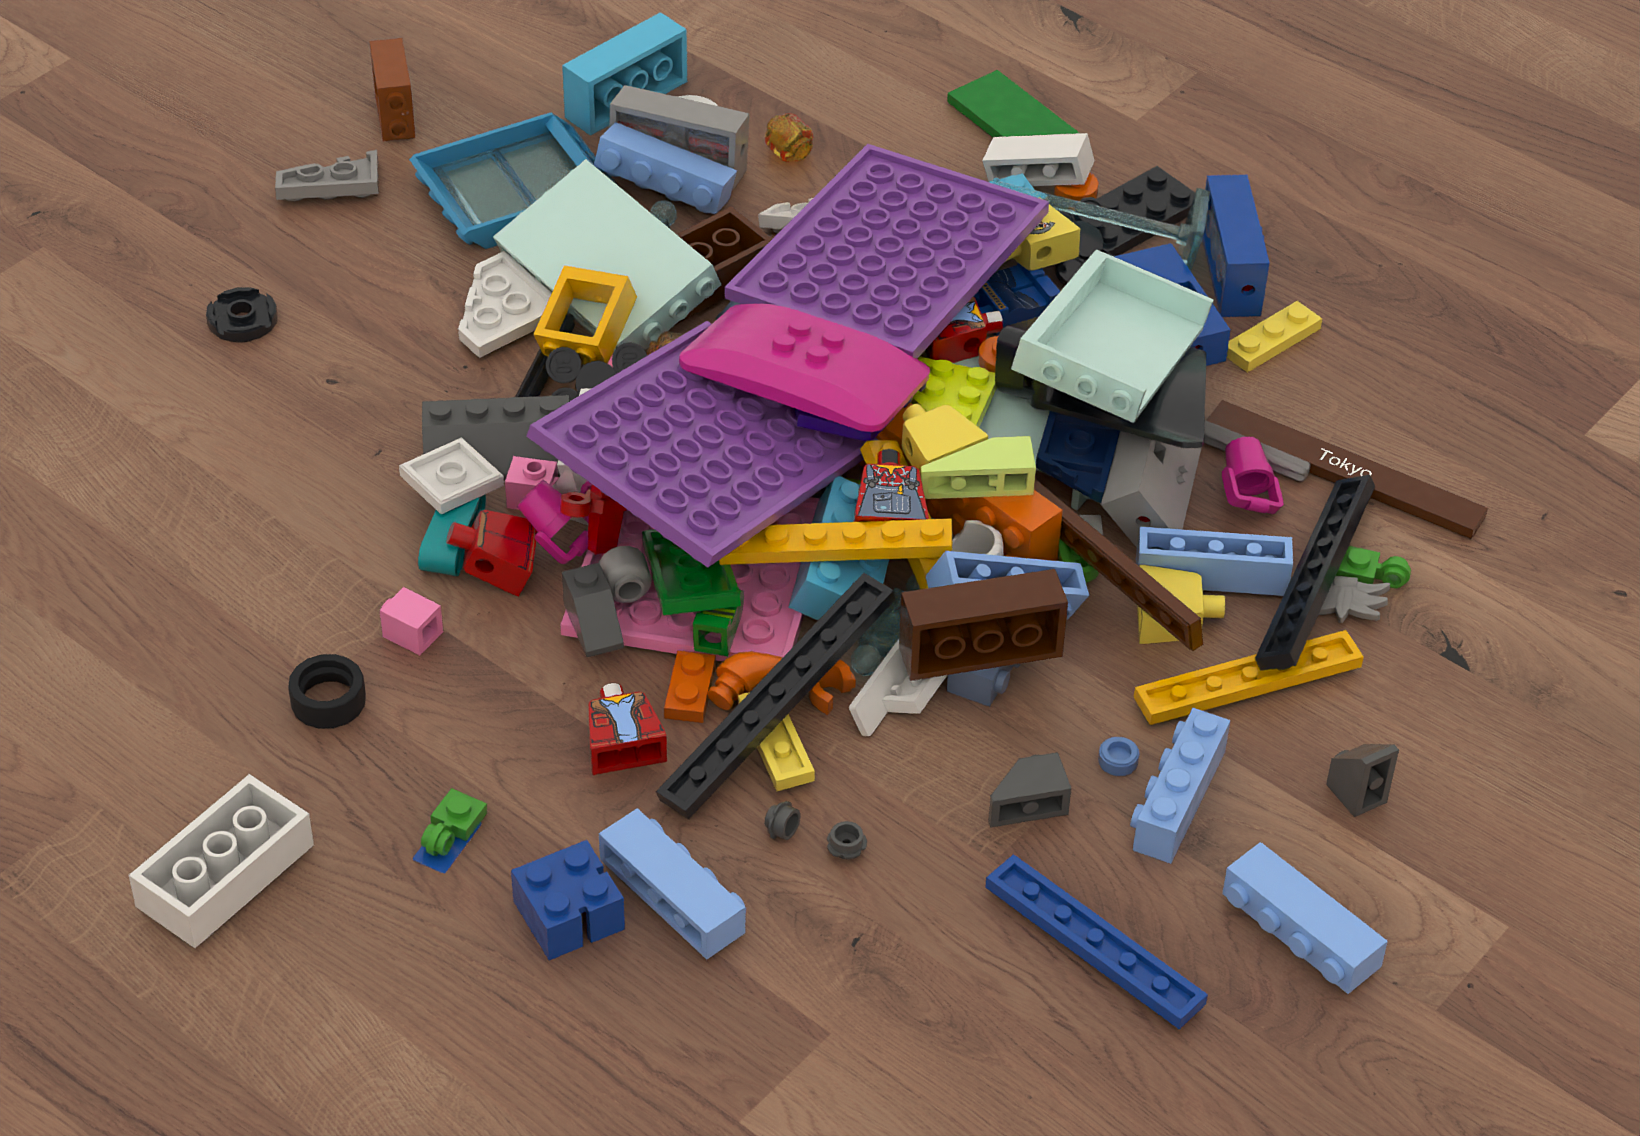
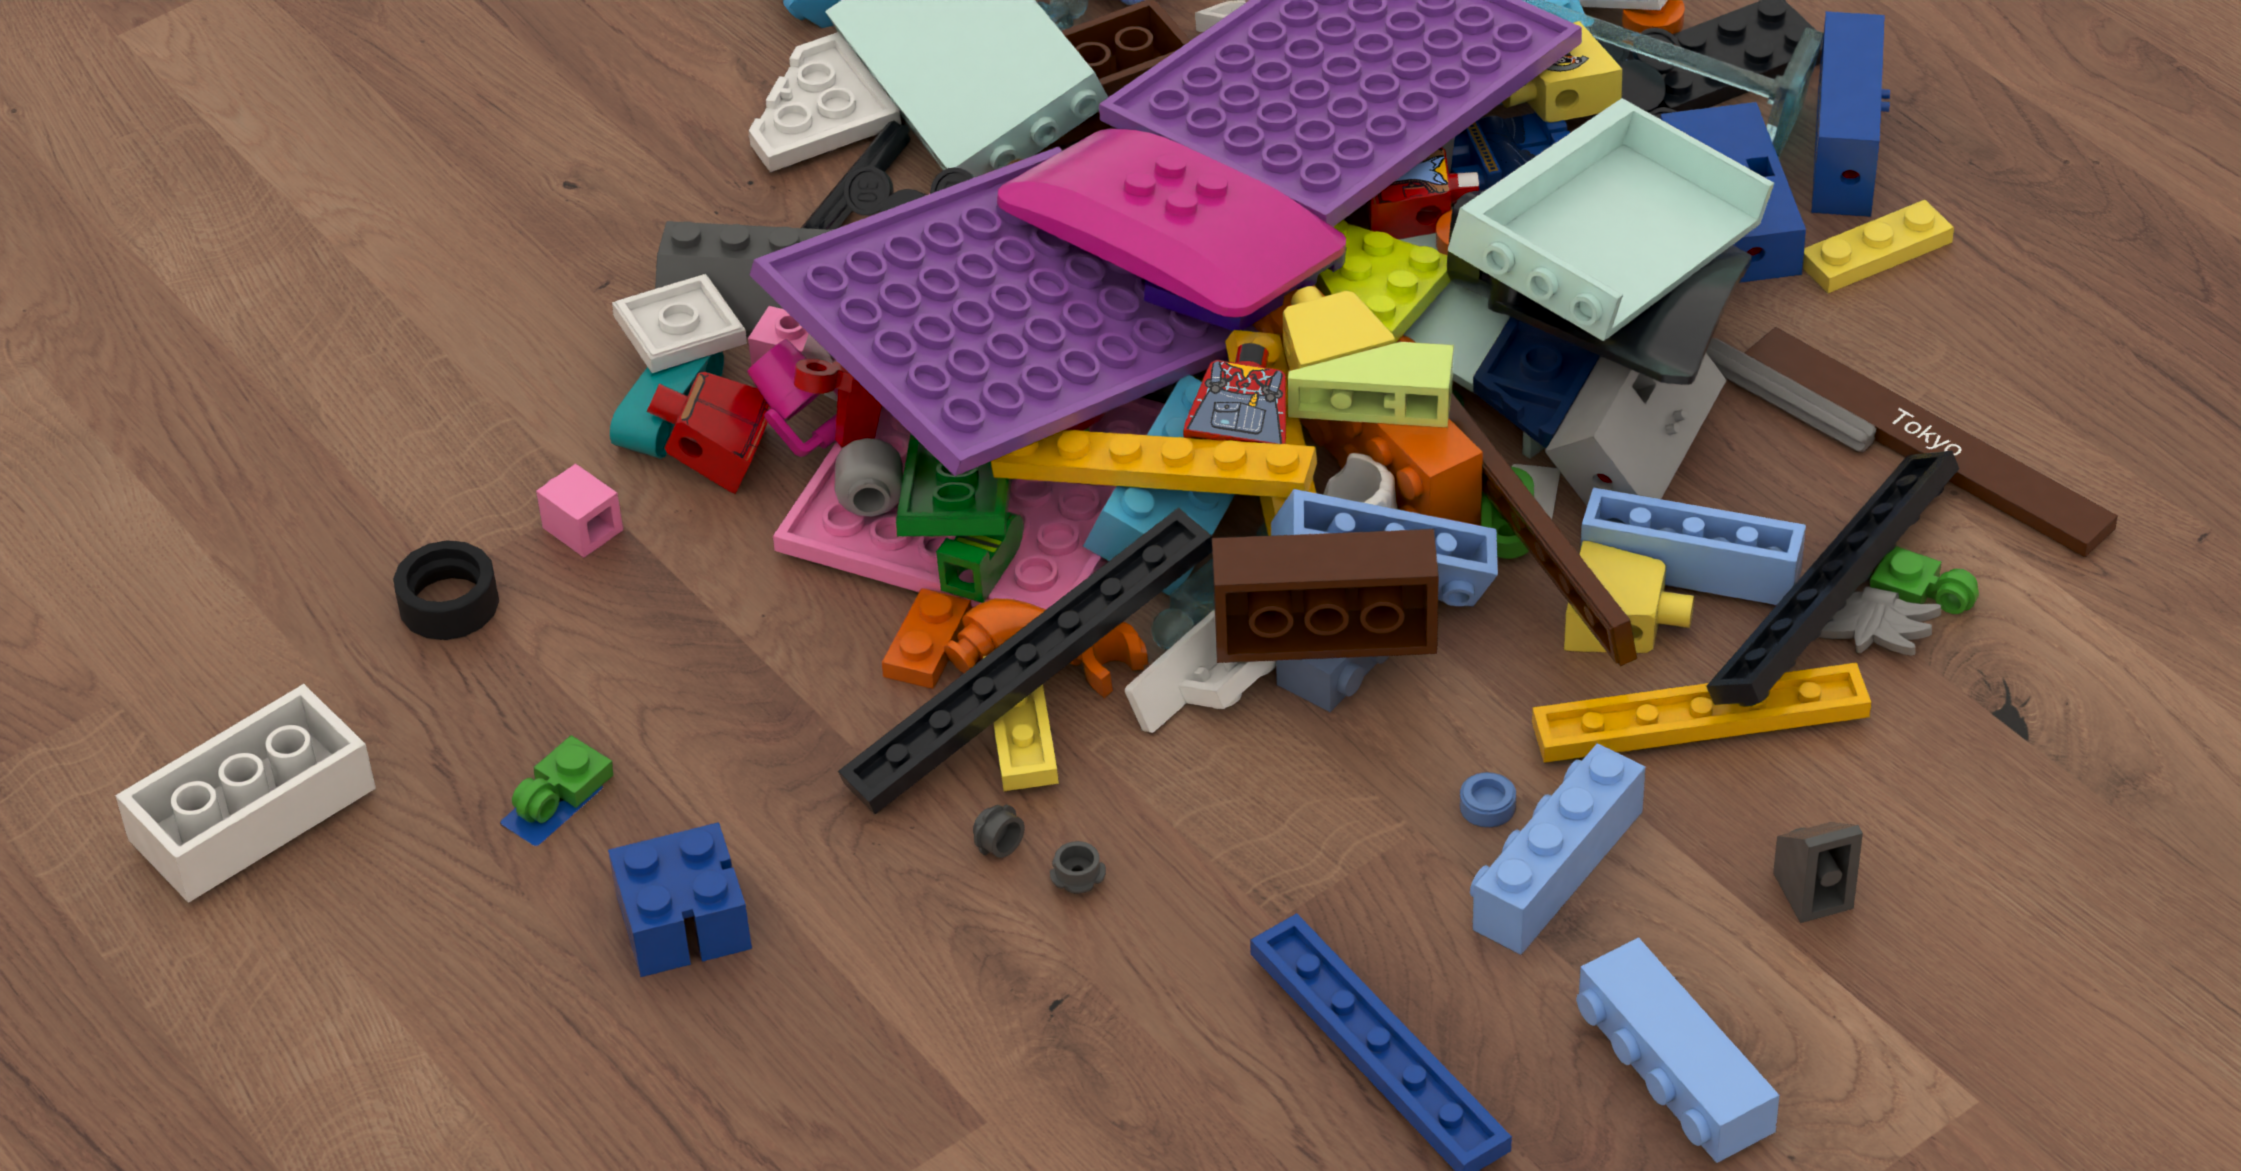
camera: 15 degrees right, 0 degrees up
(230, 327) = (497, 95): black tile -> none
(592, 286) = (916, 83): yellow window -> none
(592, 609) = (813, 520): dark grey slope -> none
(624, 731) = (815, 687): red torso -> none
(672, 883) = (824, 894): light blue brick -> none
(1031, 791) = (1344, 832): dark grey slope -> none
(1248, 475) = (1780, 435): dark pink piece -> none

